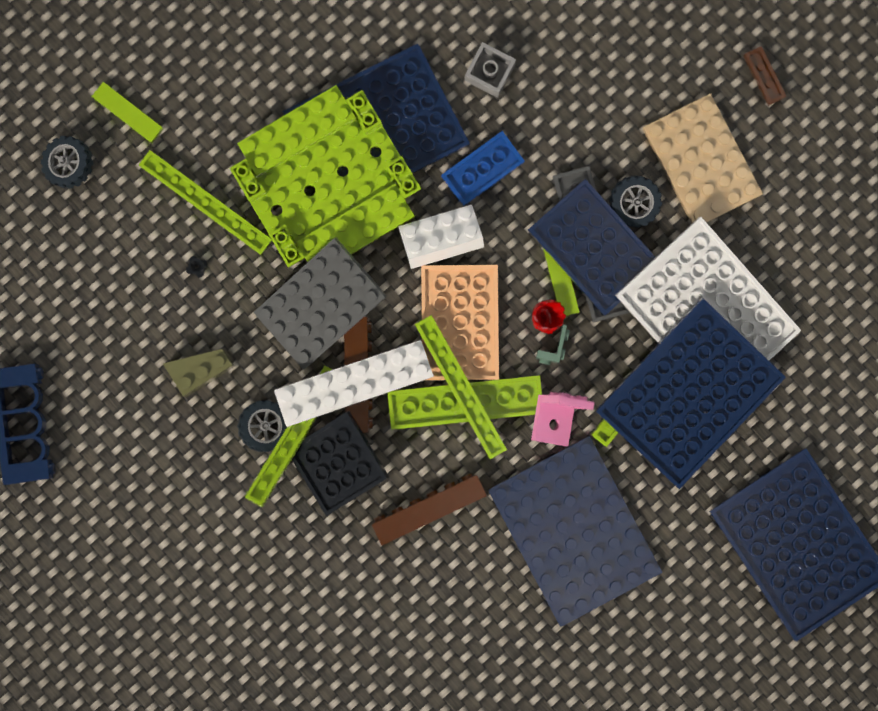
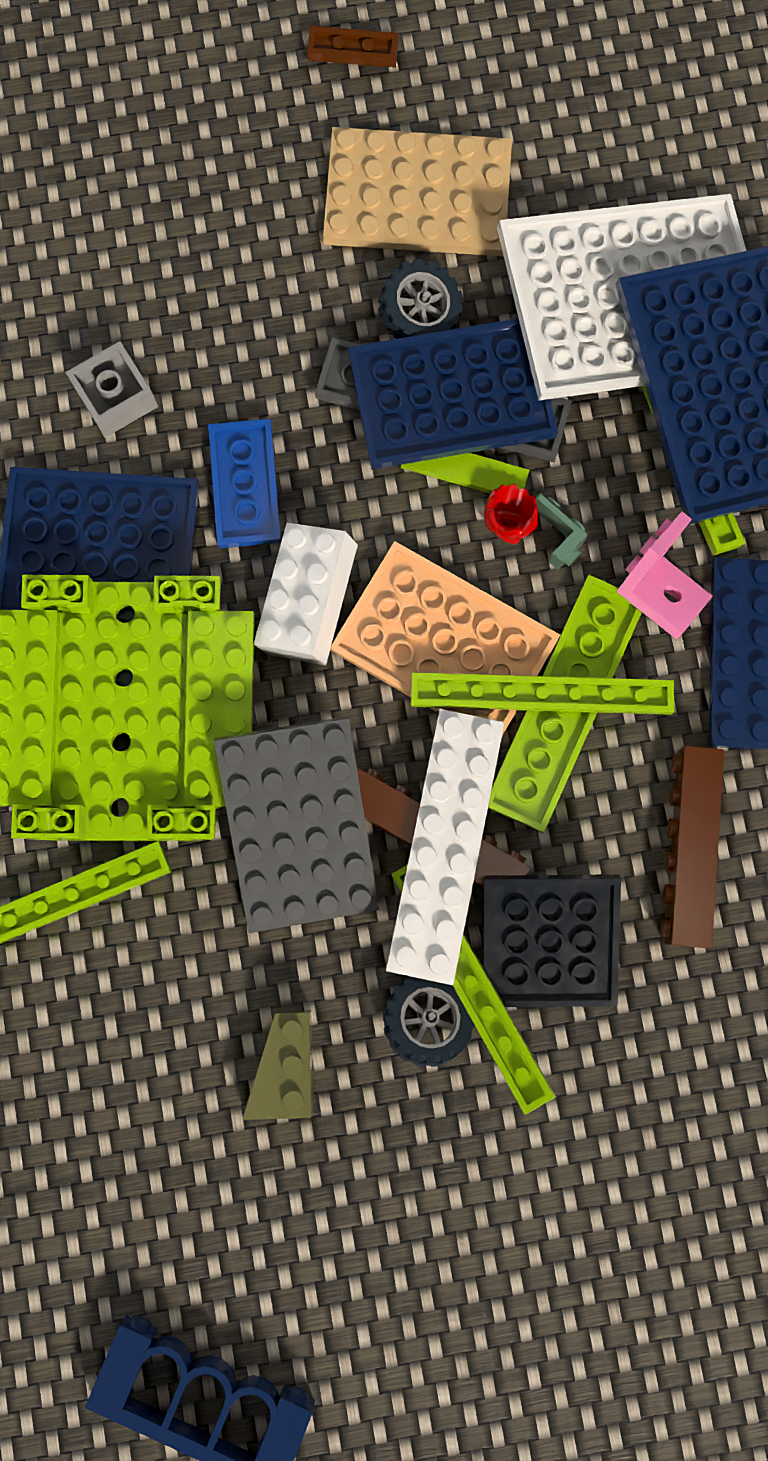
camera: 55 degrees left, 5 degrees down
(200, 270) = (126, 988): black plate -> none

